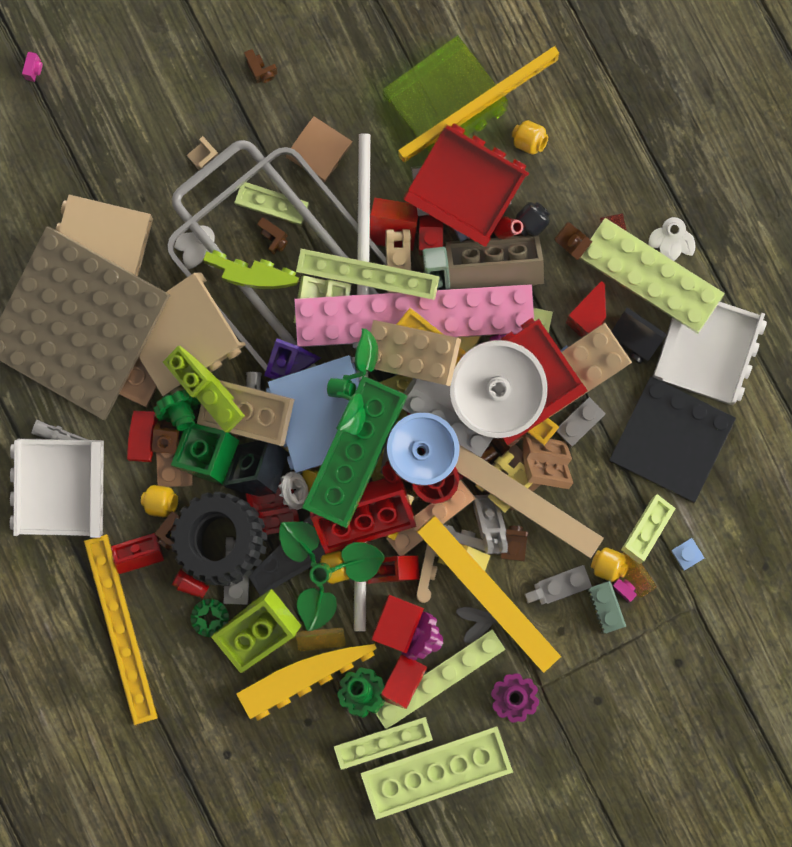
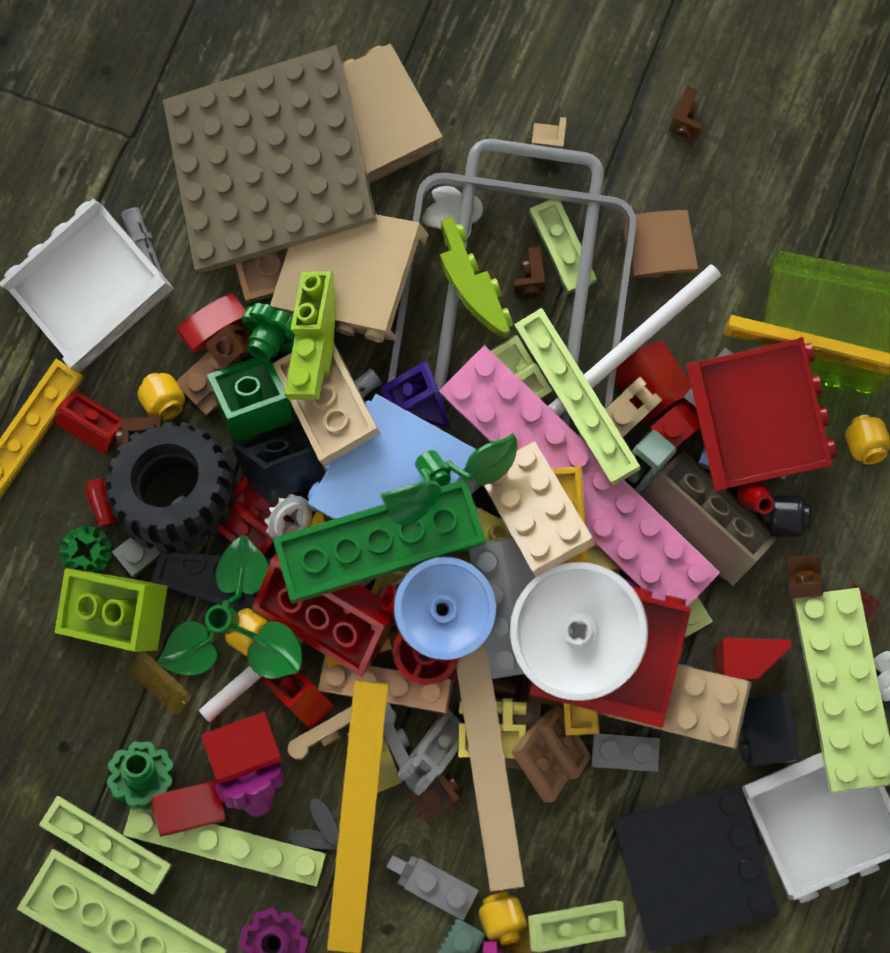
camera: 40 degrees right, 5 degrees down
(298, 678) = (97, 695): yellow slope -> none

